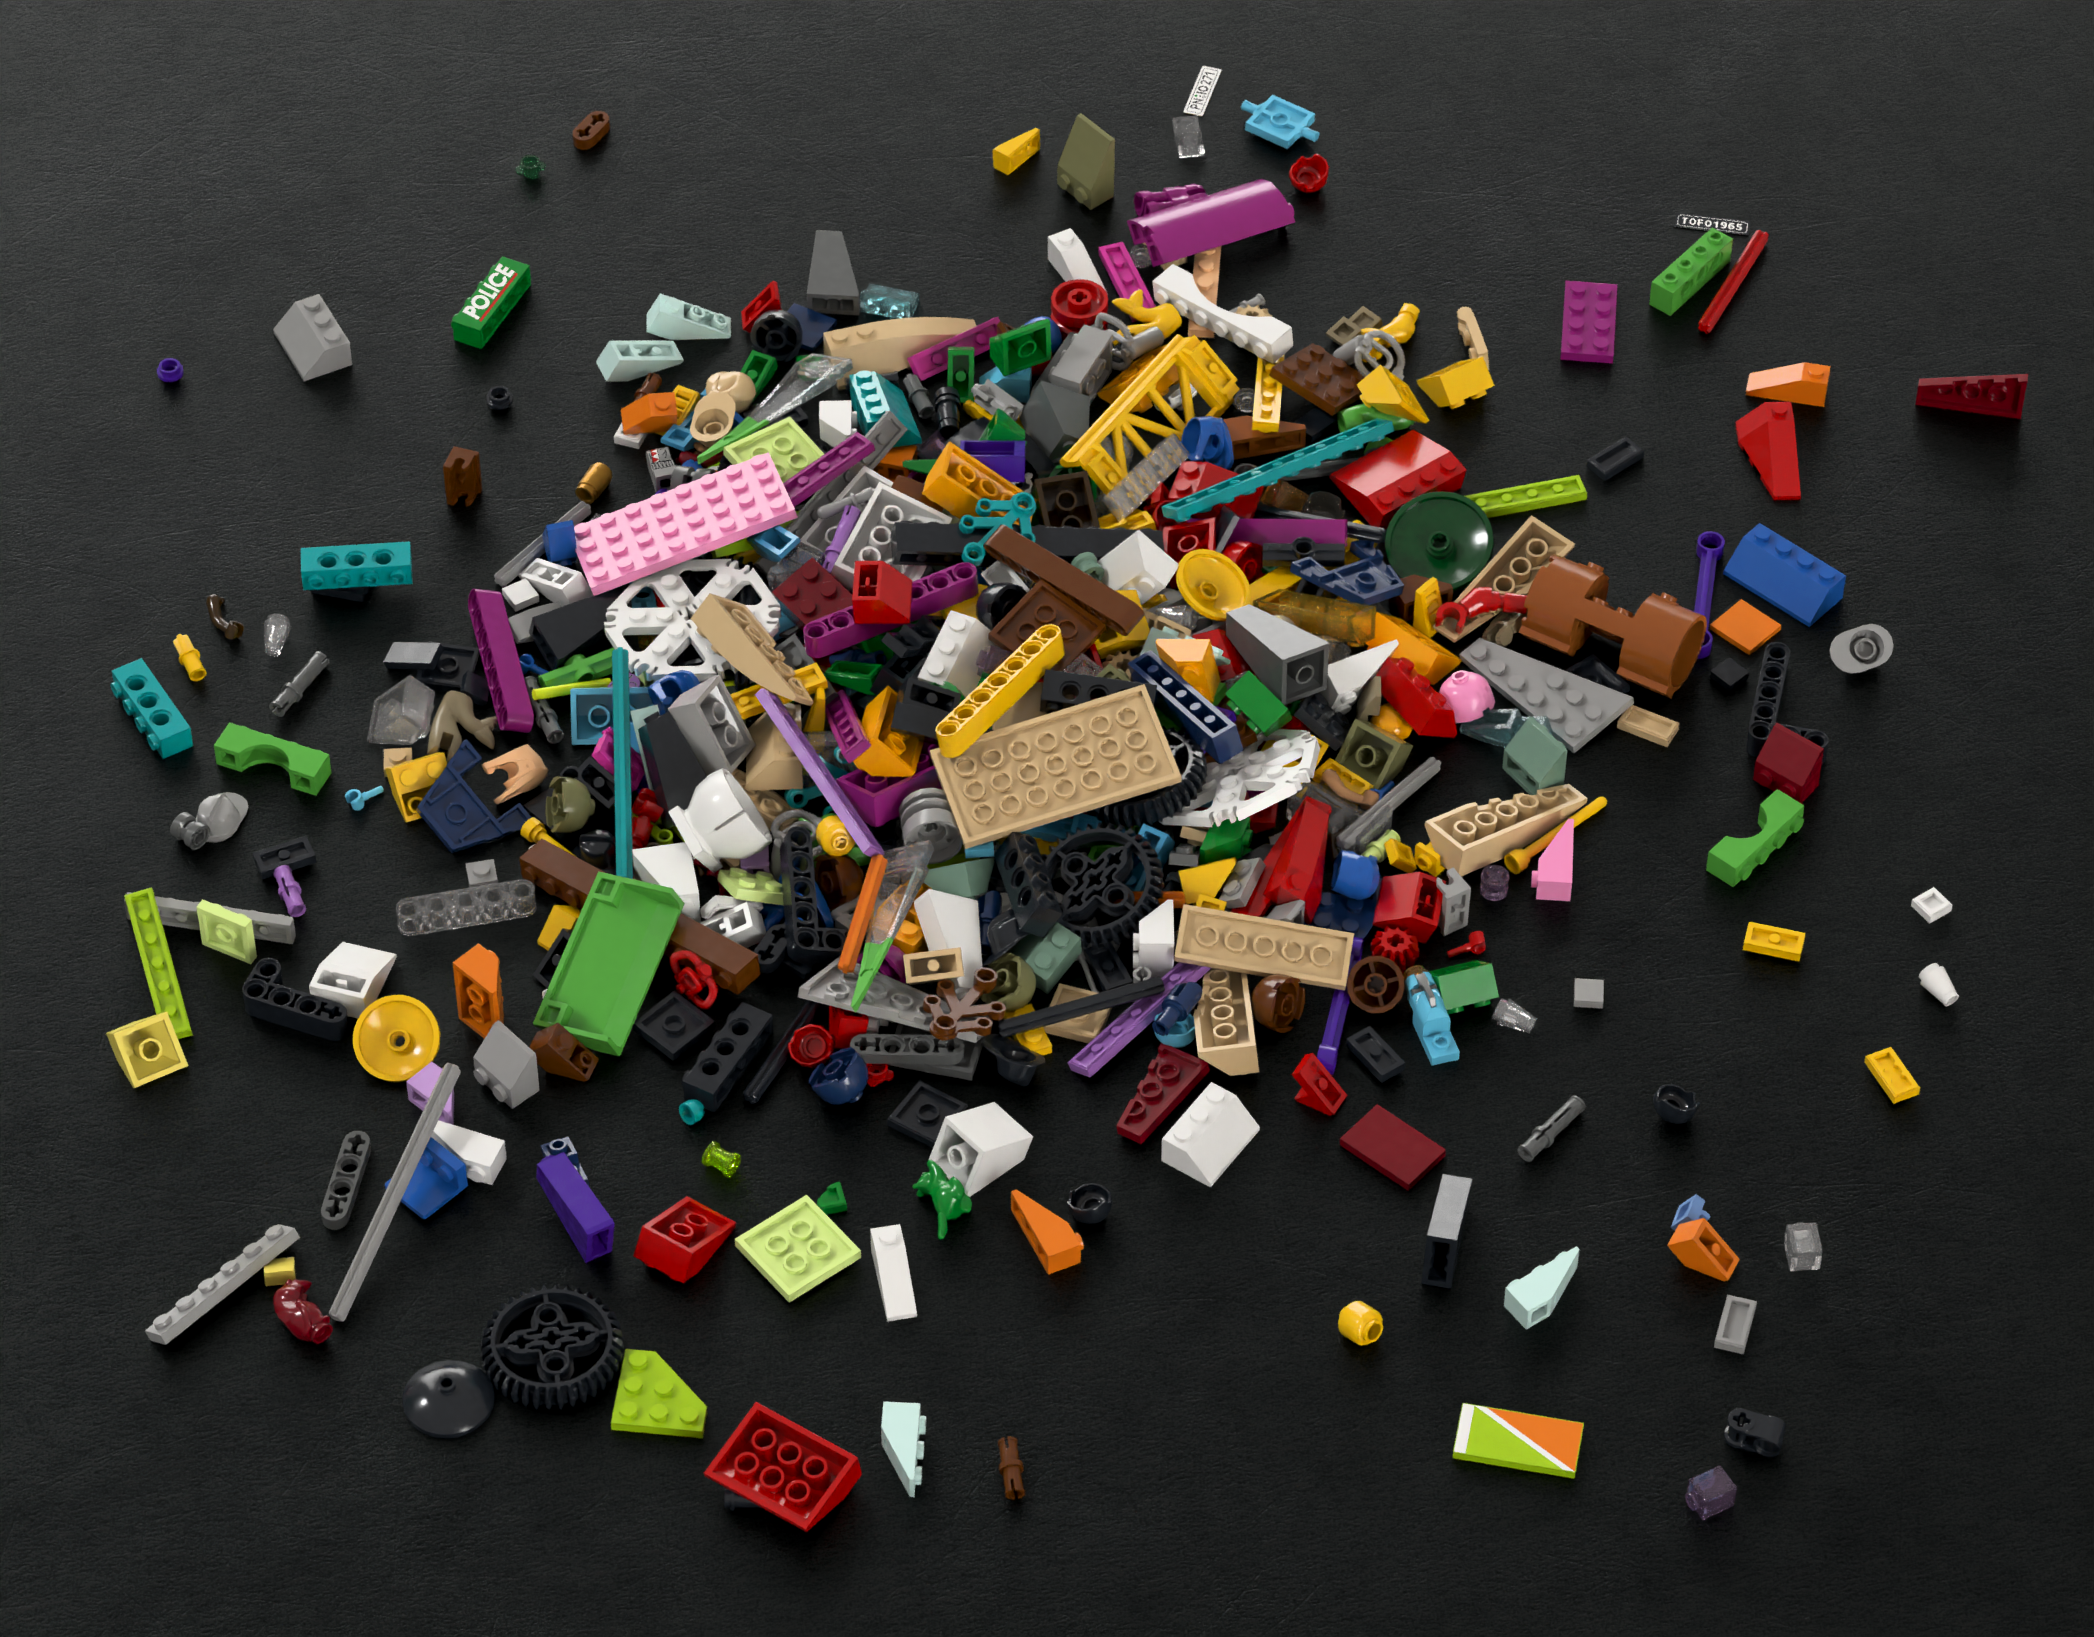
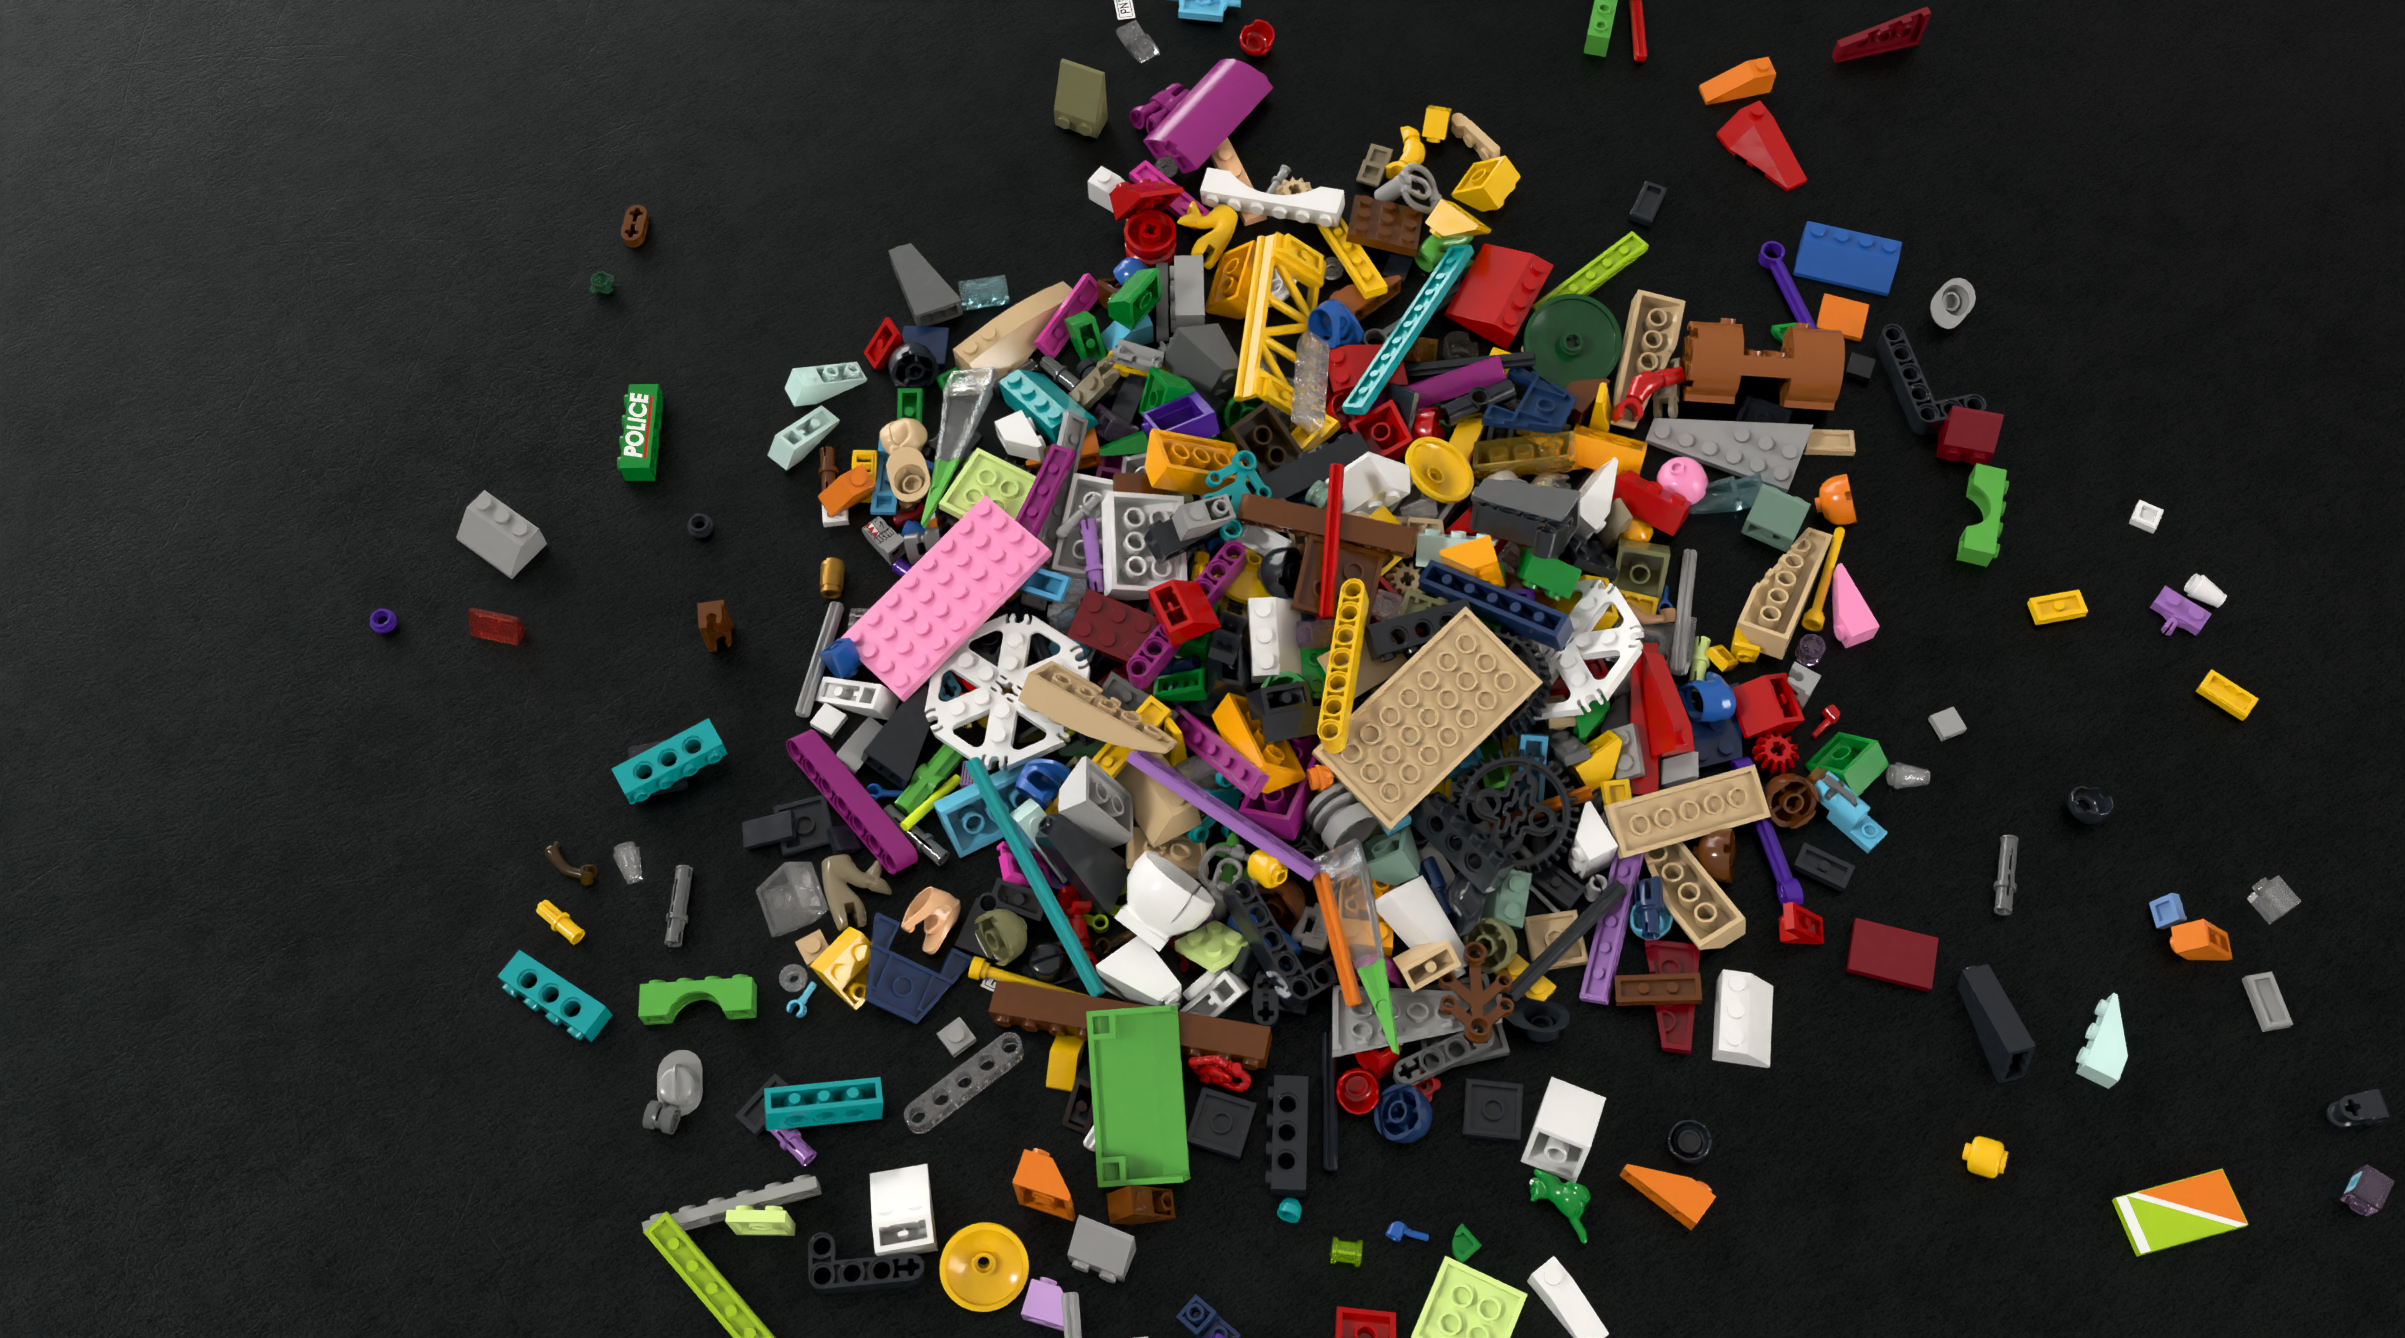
camera: 25 degrees left, 15 degrees up
(266, 410) = (495, 626): none -> clear red slope
(332, 867) = (823, 1103): none -> teal brick
(365, 775) = (789, 971): none -> clear plate
(771, 911) = (1246, 965): none -> black tile
(780, 1164) = (1397, 1230): none -> blue hand
(925, 776) = (1320, 777): none -> orange plate
(940, 409) = (1095, 383): none -> dark tan hinge
(949, 528) = (1202, 516): none -> light grey slope
(1016, 151) = (1006, 112): yellow slope -> none
(1058, 583) = (1331, 541): none -> red axle
(1087, 265) = (1144, 195): none -> red slope
(1131, 346) = (1218, 256): light grey piece -> none
(1141, 1077) = (1658, 989): none -> reddish brown plate
(1252, 652) = (1541, 533): none -> black beam
(1441, 310) = (1436, 123): none -> yellow slope
(1589, 322) = (1550, 87): magenta plate -> none
(1613, 770) = (1836, 501): none -> orange cylinder
(1900, 993) = (2179, 612): none -> medium lavender plate

